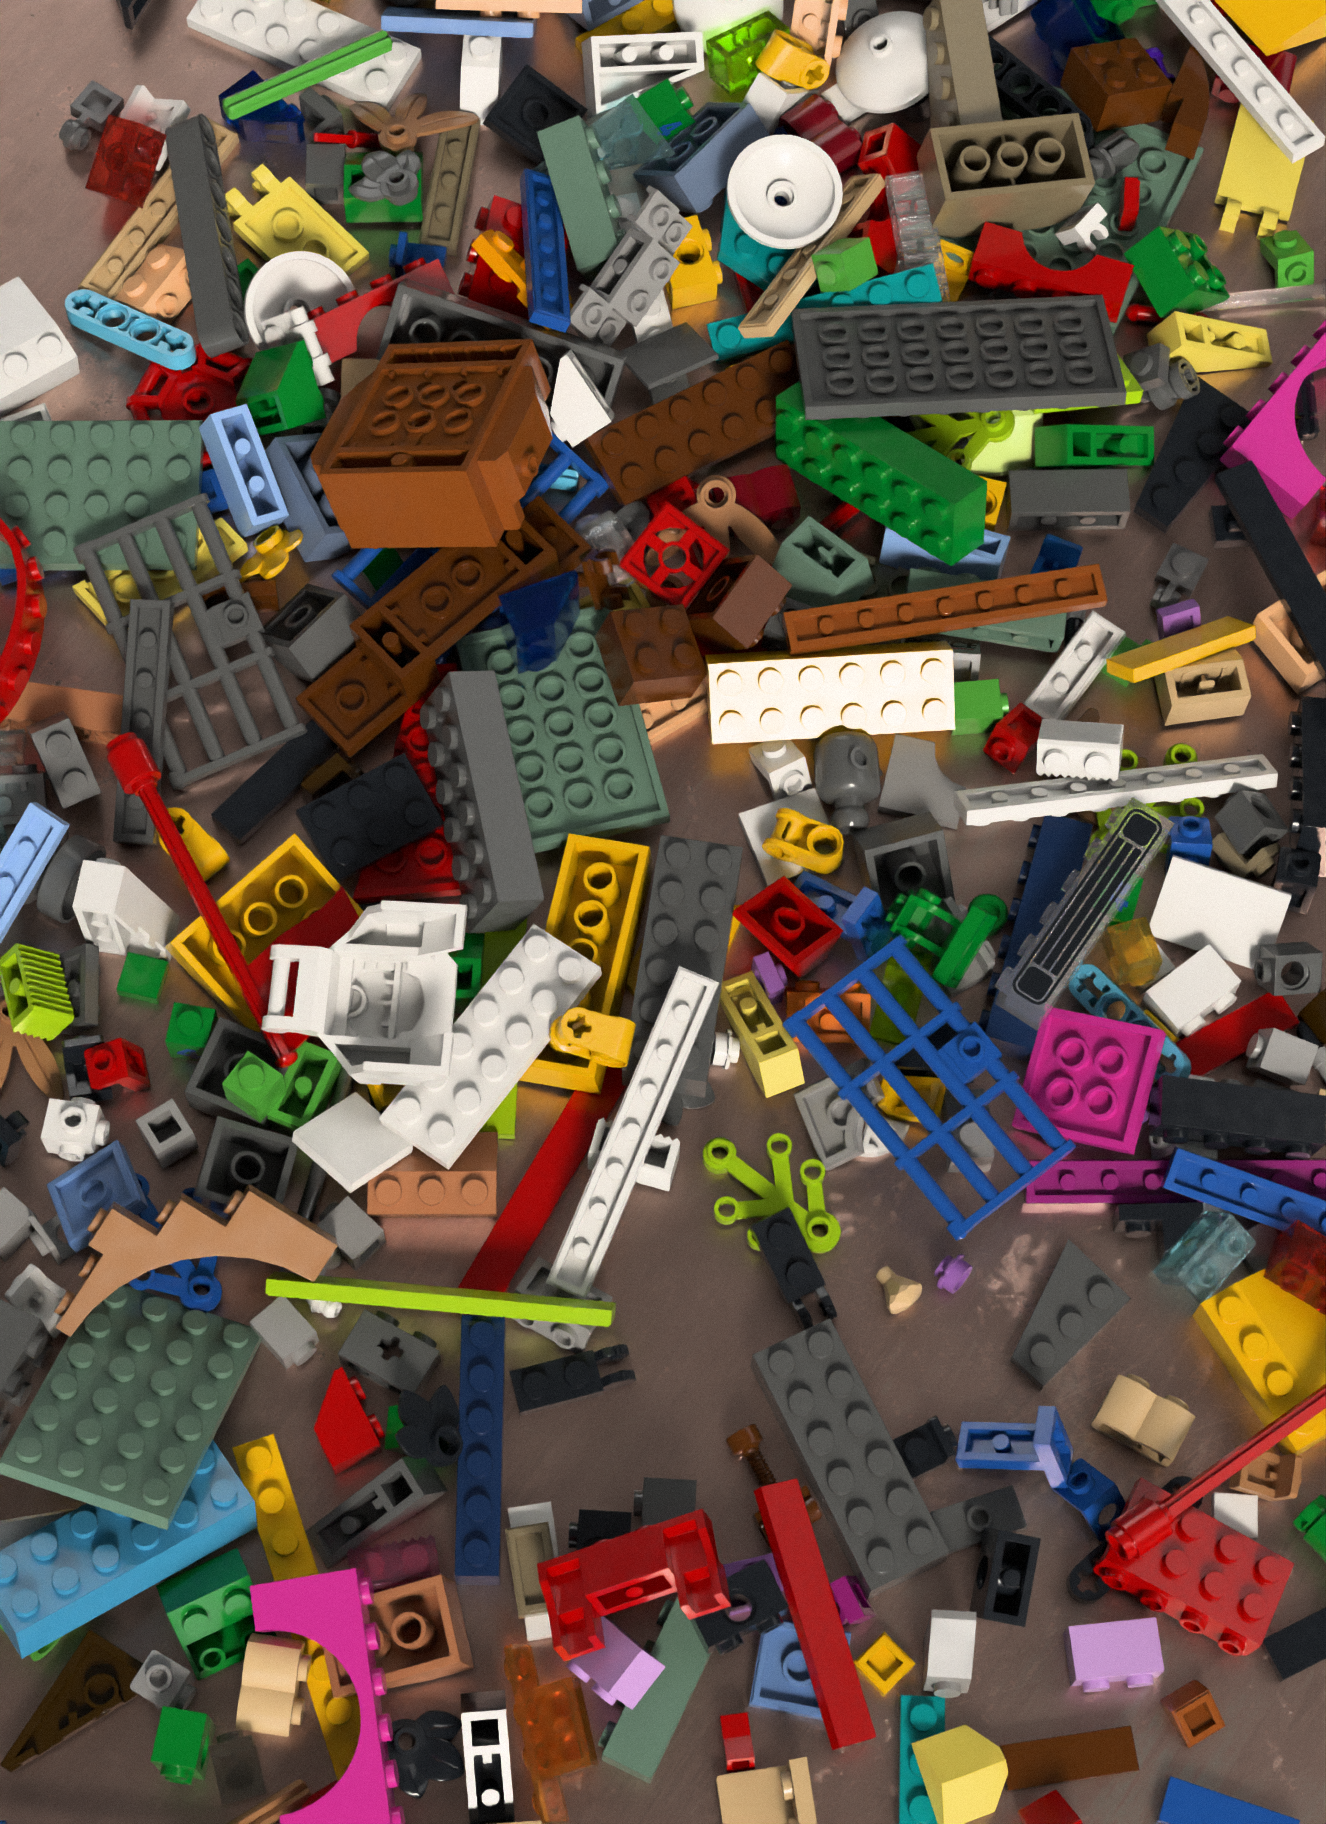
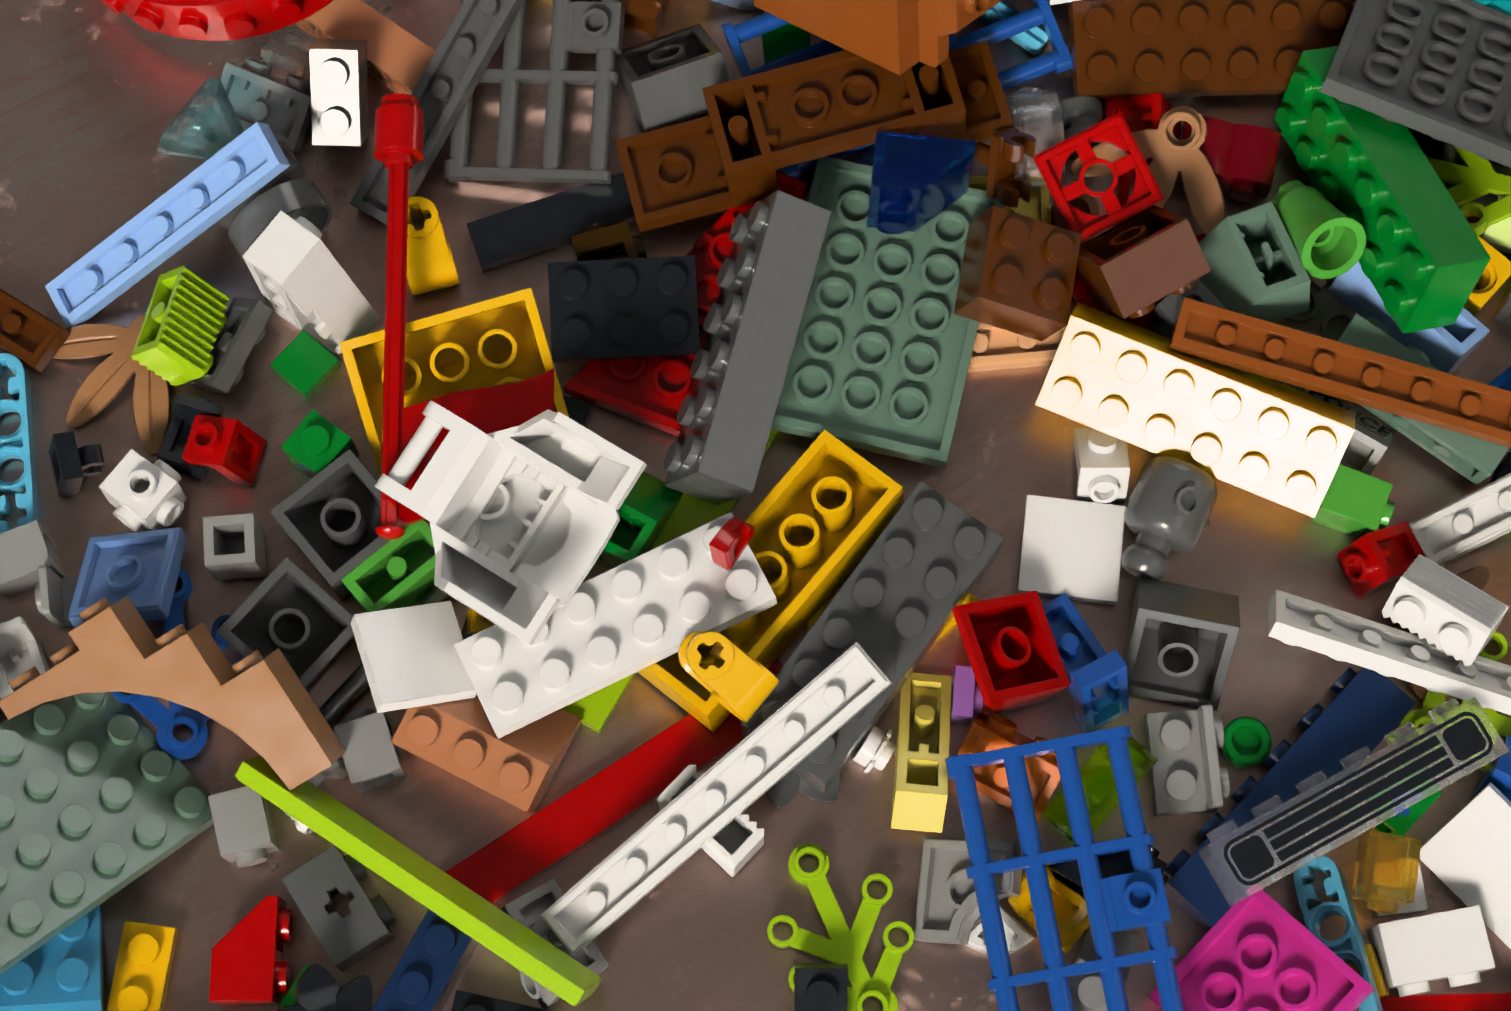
camera: 30 degrees right, 5 degrees up
(254, 1086) = (337, 544): bright green brick -> none
(548, 942) = (731, 542): none -> red tile
(798, 836) = (1073, 555): yellow piece -> none
(857, 521) = (1321, 234): none -> bright green plant
(913, 914) = (1155, 706): green tile -> none
(917, 784) = (1242, 557): light grey tile -> none

